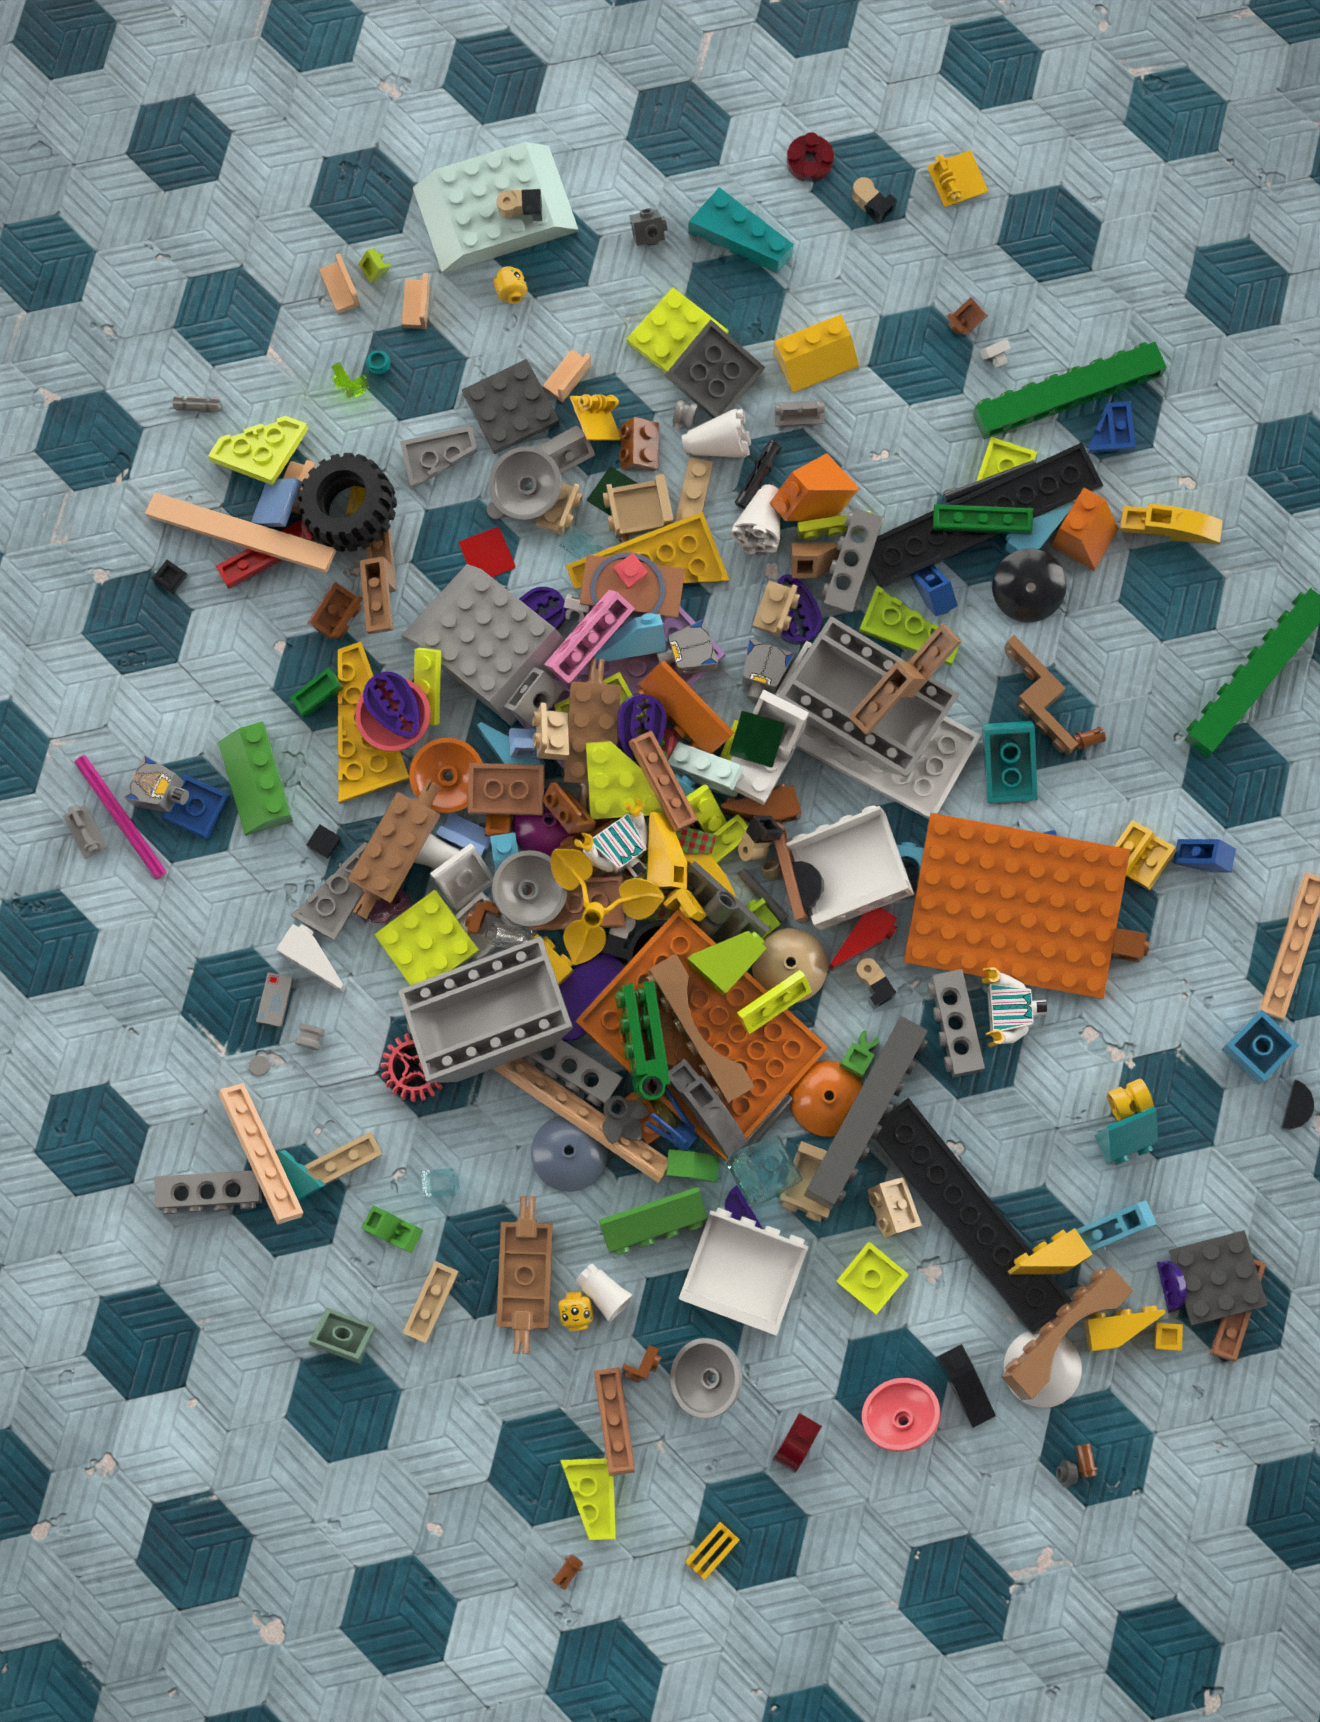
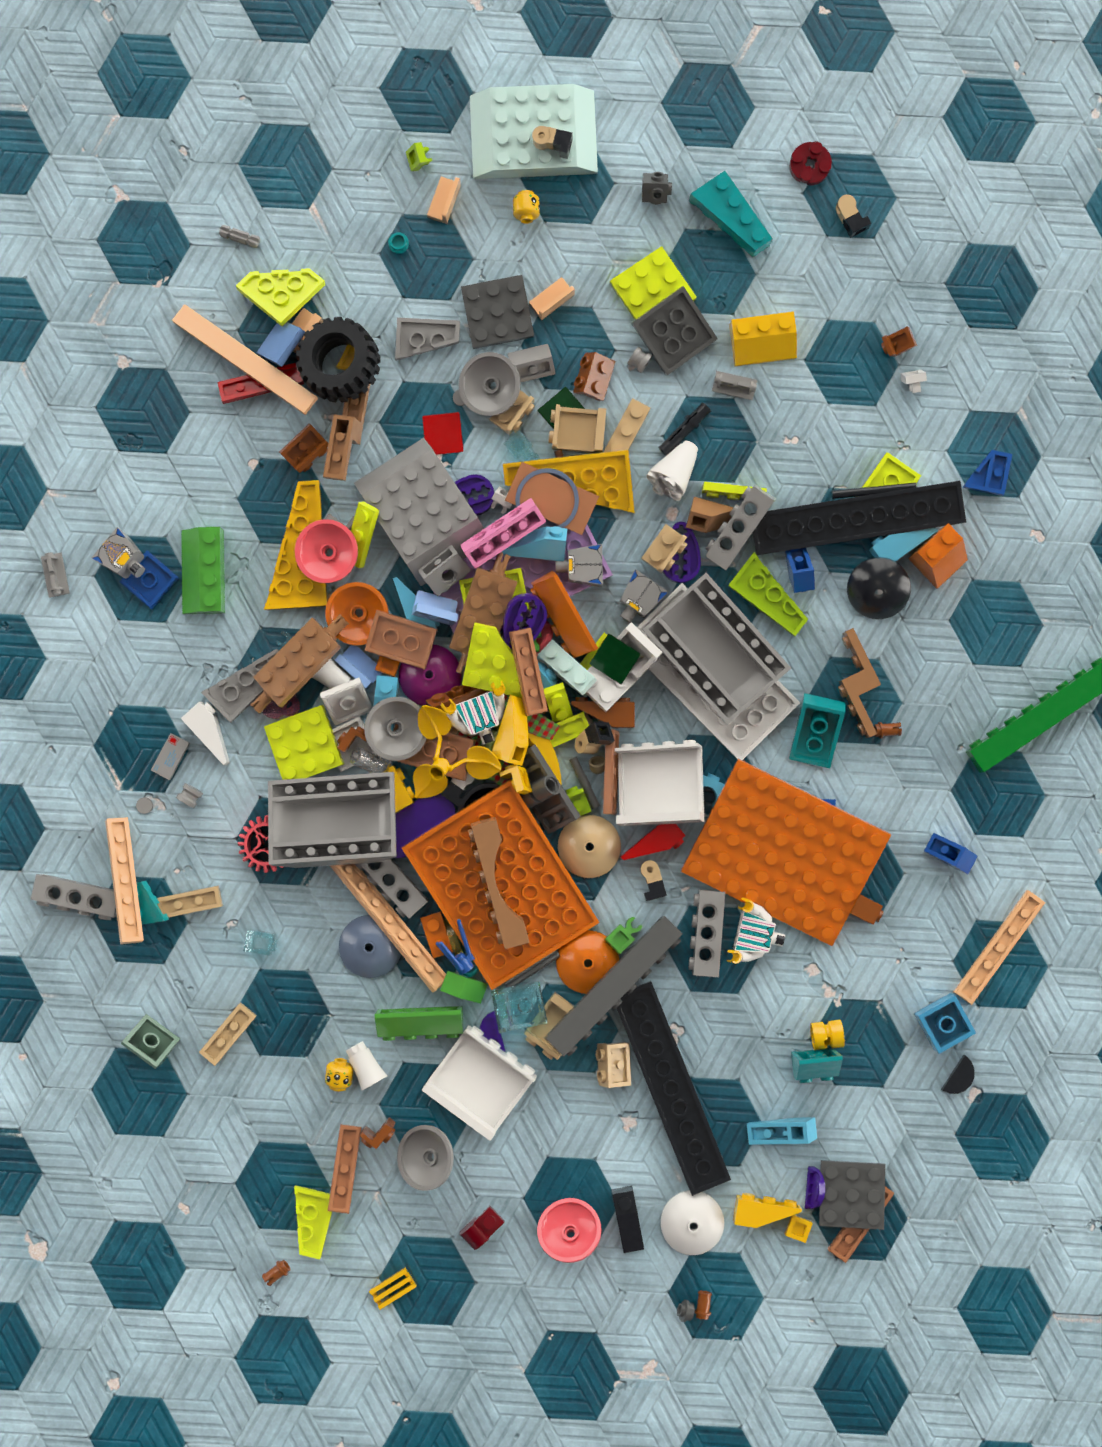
camera: 15 degrees right, 10 degrees up
(120, 817) = (86, 571): dark pink axle -> none
(169, 576) = (178, 379): black tile -> none
(317, 692) = (271, 513): green tile -> none
(323, 841) = (244, 638): black tile -> none
(339, 286) = (384, 166): light nougat panel -> none
(342, 380) = (363, 251): clear neon green bracket -> none
(380, 709) = (316, 544): dark purple piece -> none
(392, 1229) = (213, 967): bright green slope -> none
(524, 1275) = (307, 1034): medium nougat plate -> none
(551, 734) = (449, 607): tan bracket -> none
(567, 810) = (445, 672): dark orange bracket -> none
(596, 416) = (564, 342): yellow hinge -> none
(626, 1122) = (421, 937): dark grey plate -> none
(630, 570) = (553, 486): coral plate -> none
(642, 1071) = (450, 906): green hinge -> none
(708, 1108) = (486, 947): flat silver slope -> none
(719, 437) = (662, 389): white cone -> none
(727, 960) = (538, 834): lime slope -> none
(774, 1002) = (566, 877): neon yellow plate -> none
(809, 883) = (623, 786): black tile -> none
(814, 491) = (725, 460): orange slope -> none
(872, 1278) = (579, 1115): neon yellow plate -> none
(905, 679) = (749, 646): medium nougat bracket -> none
(957, 178) = (928, 216): yellow hinge -> none
(982, 519) = (857, 522): green tile -> none
(1032, 1369) = (681, 1228): medium nougat arch -> none
(1055, 1258) = (732, 1142): yellow slope -> none
(1069, 389) = (965, 429): green brick -> none
(1147, 854) = (905, 837): yellow slope -> none
(1172, 521) = (1013, 568): yellow slope -> none

